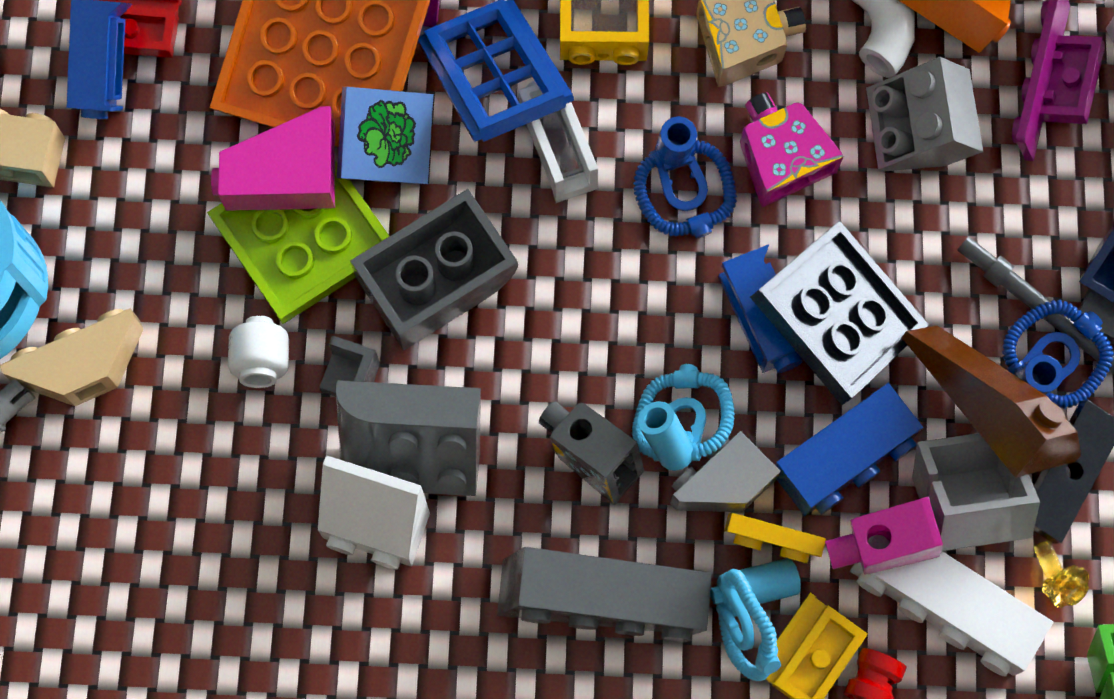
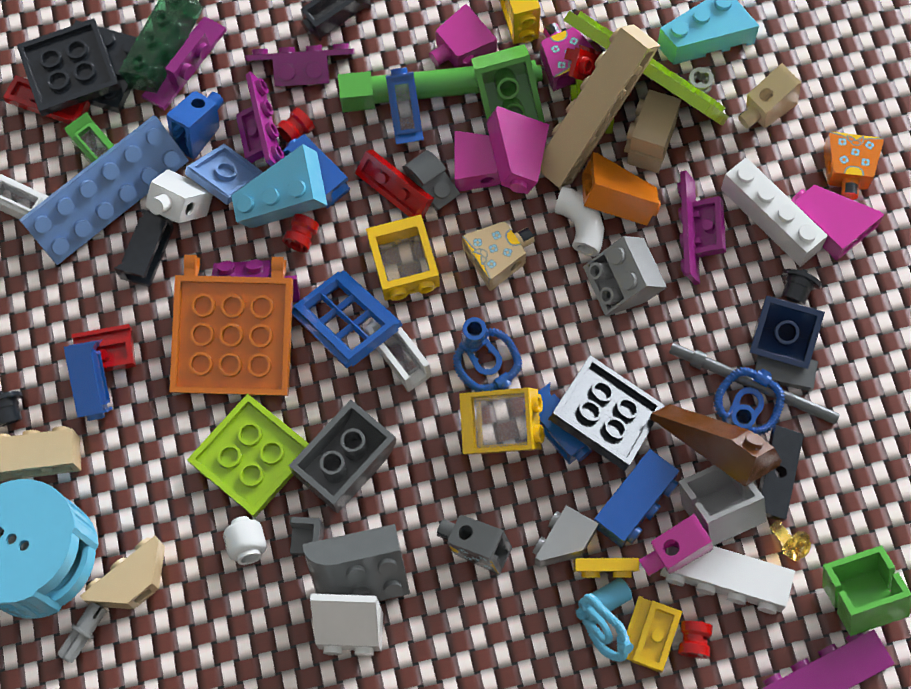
camera: 10 degrees left, 5 degrees down
(281, 167) = (227, 418): dark pink slope -> none
(384, 135) = (287, 379): medium blue tile -> none
(604, 592) = (508, 633): dark grey wedge -> none
(659, 429) = (515, 518): medium azure piece -> none
(680, 281) = (501, 421): none -> window
(785, 149) = (543, 319): dark pink torso -> none

